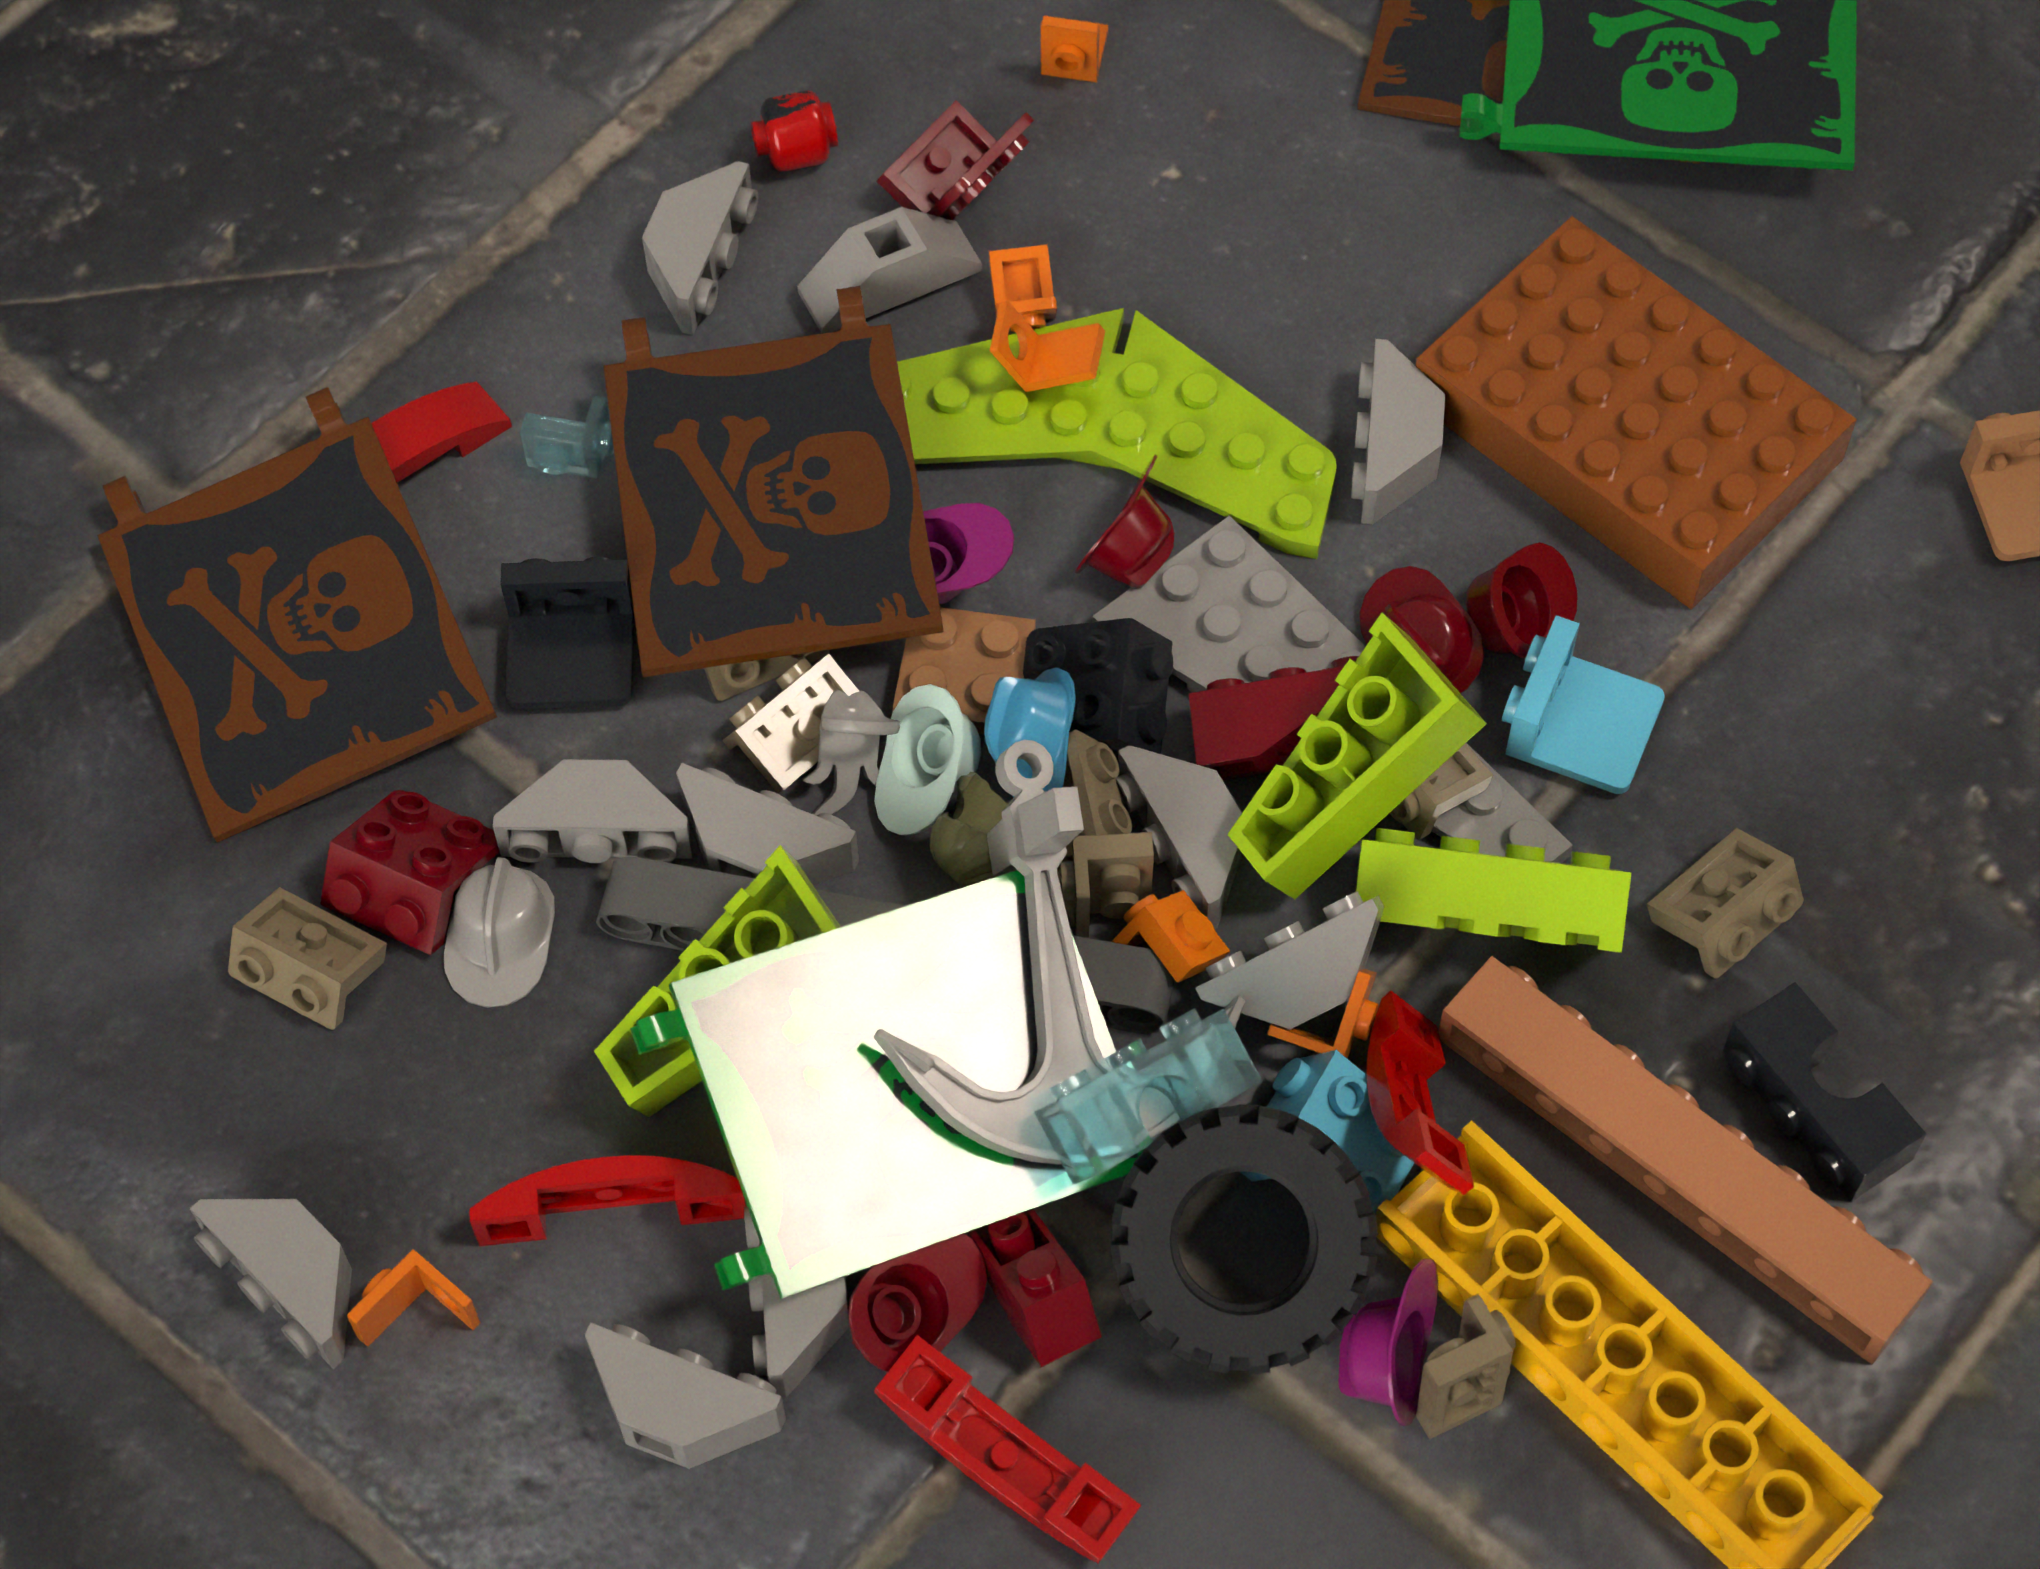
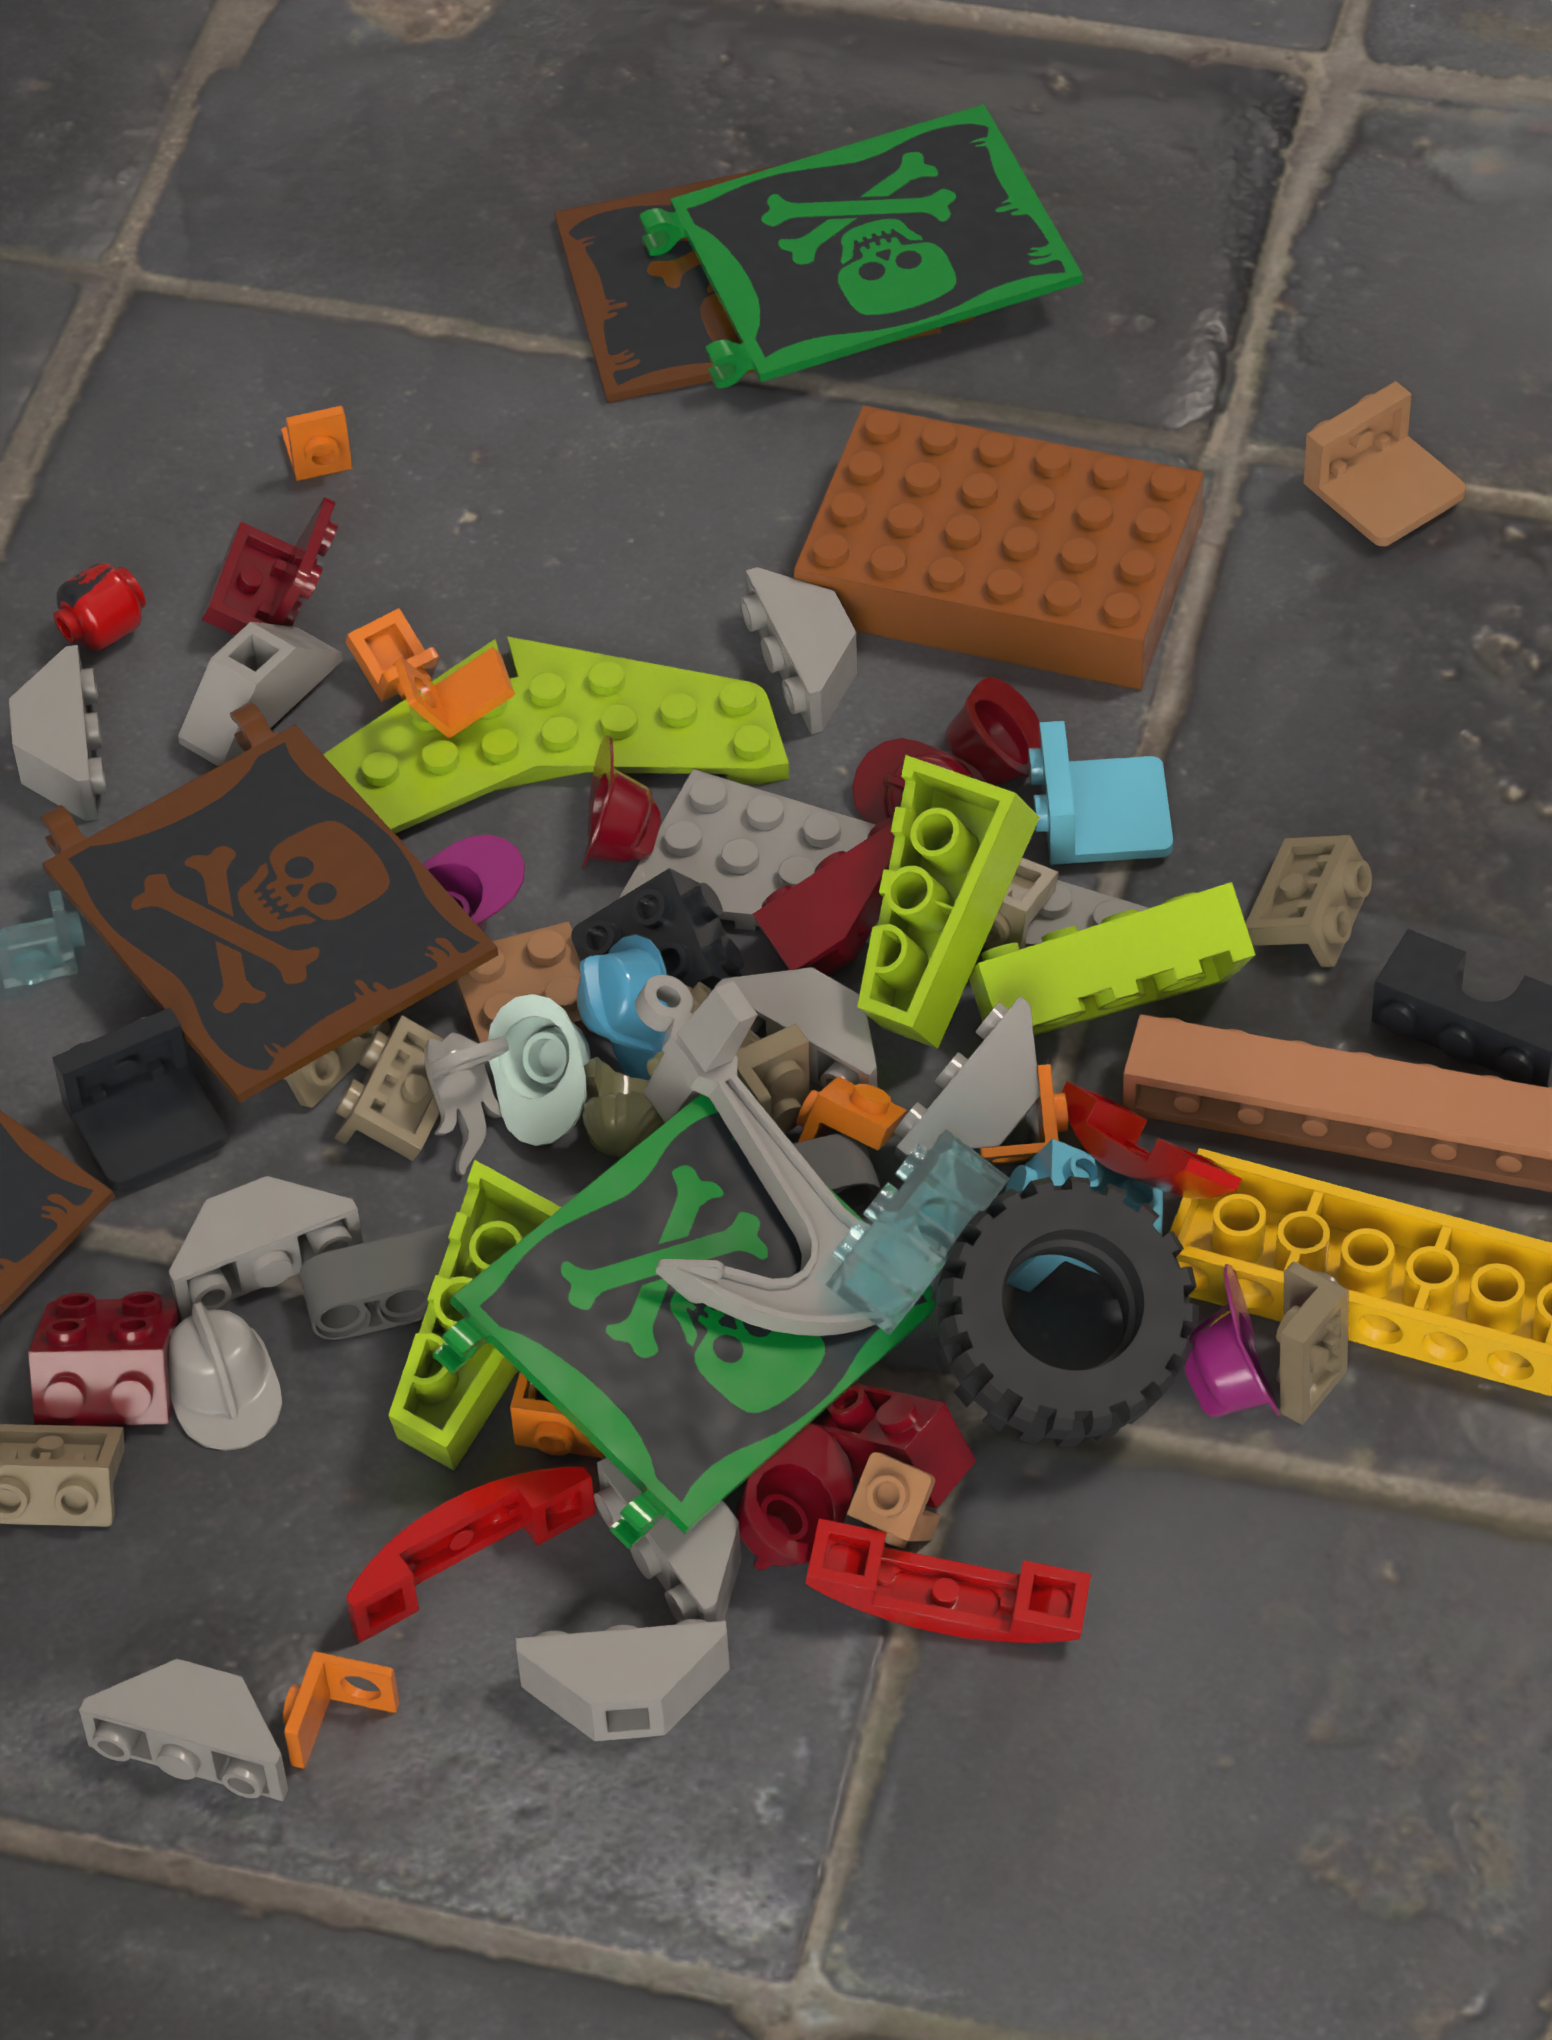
camera: 25 degrees left, 10 degrees down
(744, 827) = (412, 1188): light grey slope -> none
(997, 1350) = (894, 1500): none -> medium nougat bracket

